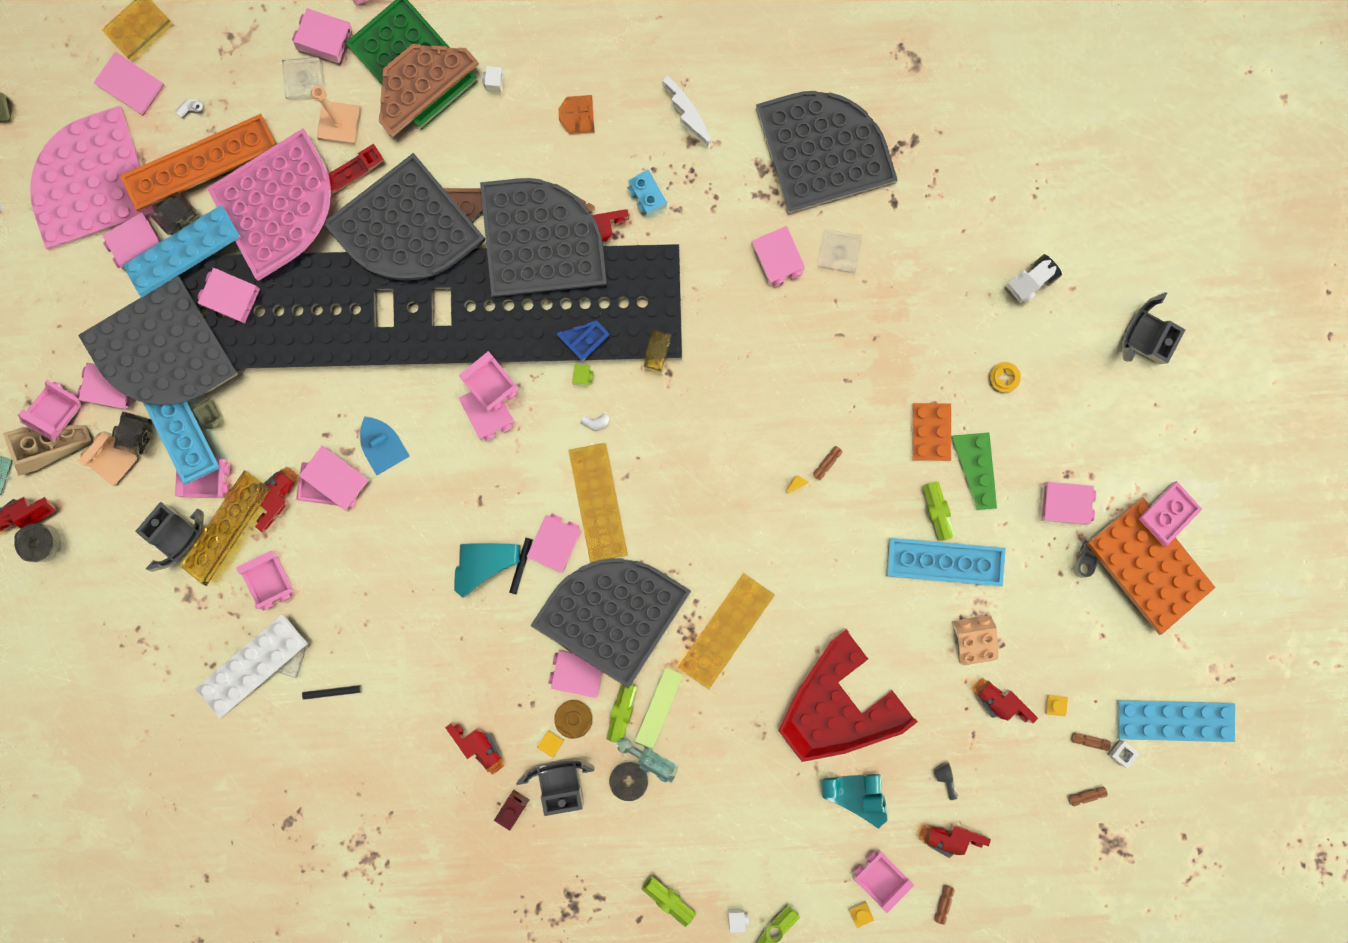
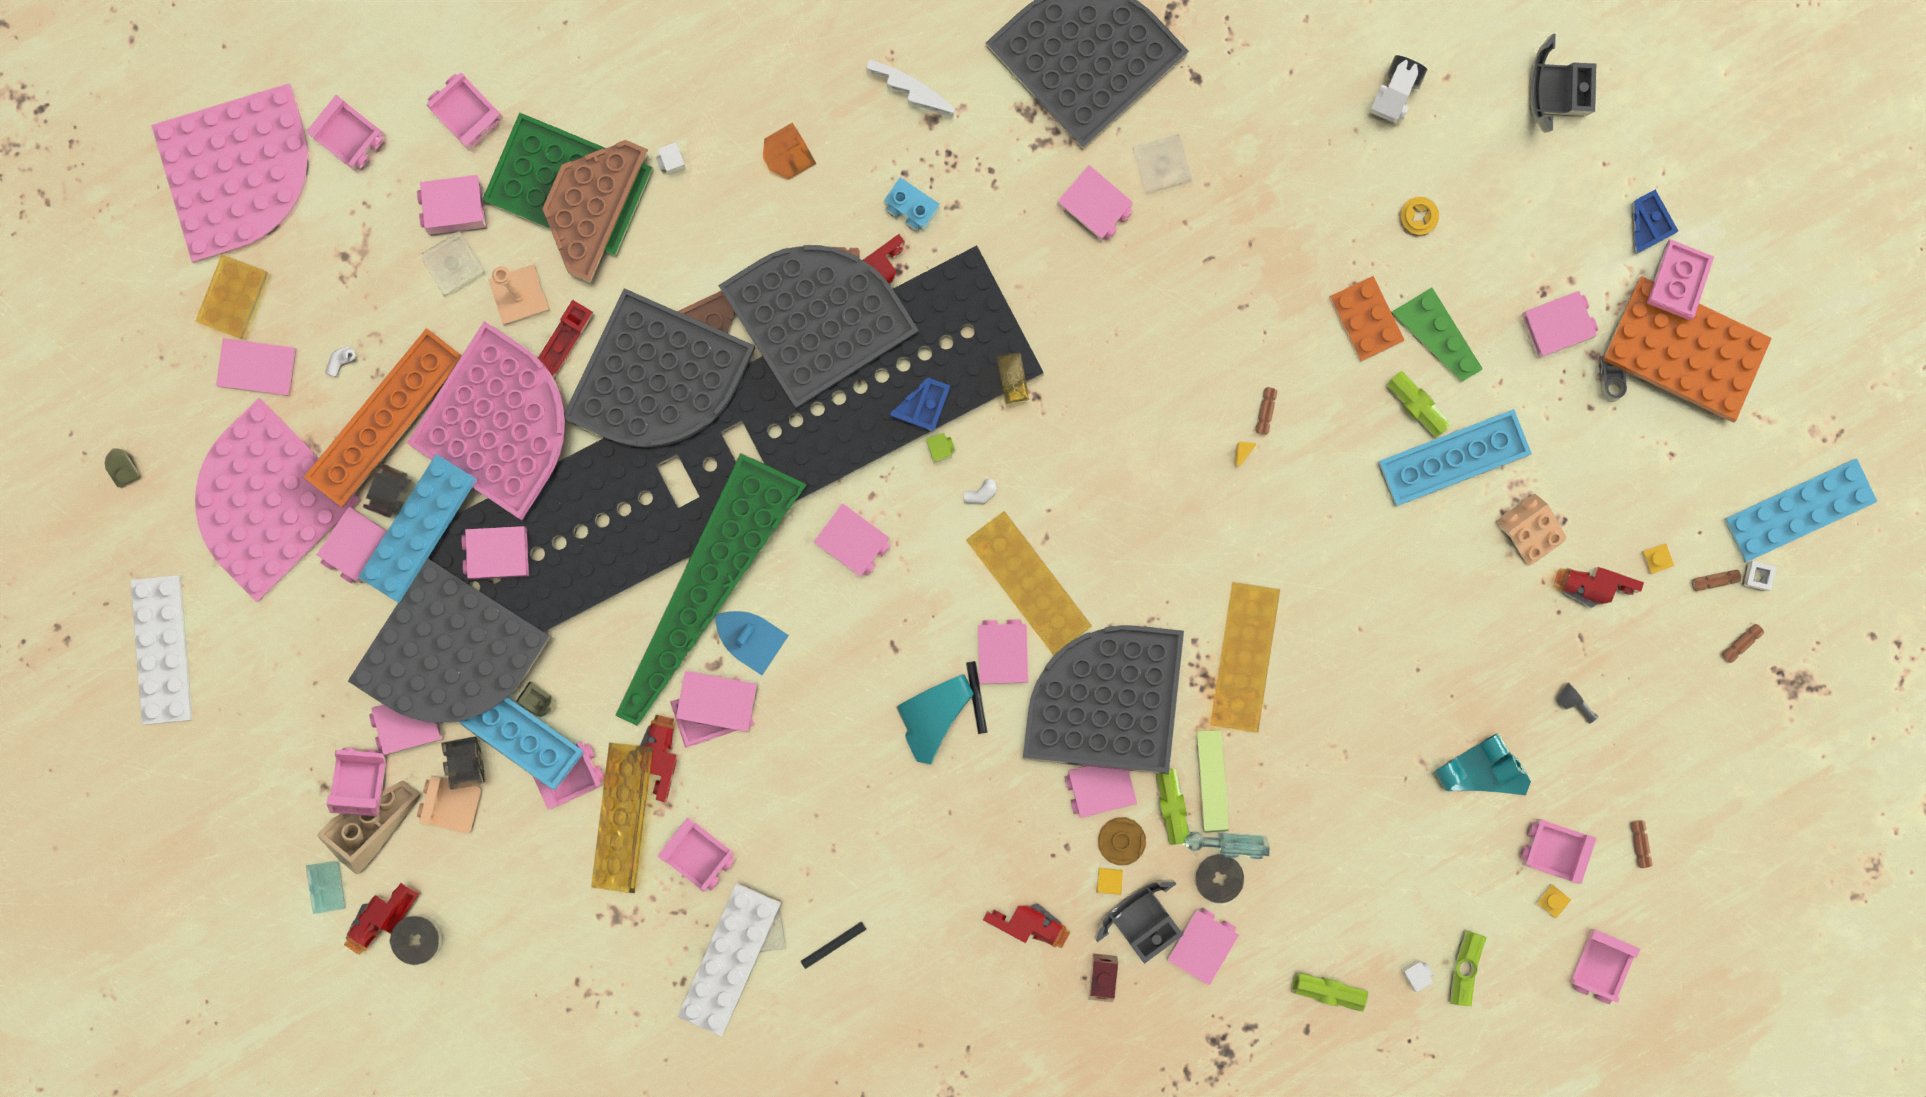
camera: 20 degrees left, 0 degrees up
(170, 534) = (563, 855): dark grey piece -> none
(405, 364) = (734, 534): none -> green wing
(489, 382) = (841, 507): bright pink panel -> none
(594, 823) = (1203, 945): none -> bright pink brick
(826, 720) = (1405, 701): red piece -> none
(951, 842) = (1615, 770): red plate -> none
(1169, 462) = (1651, 221): none -> blue wing

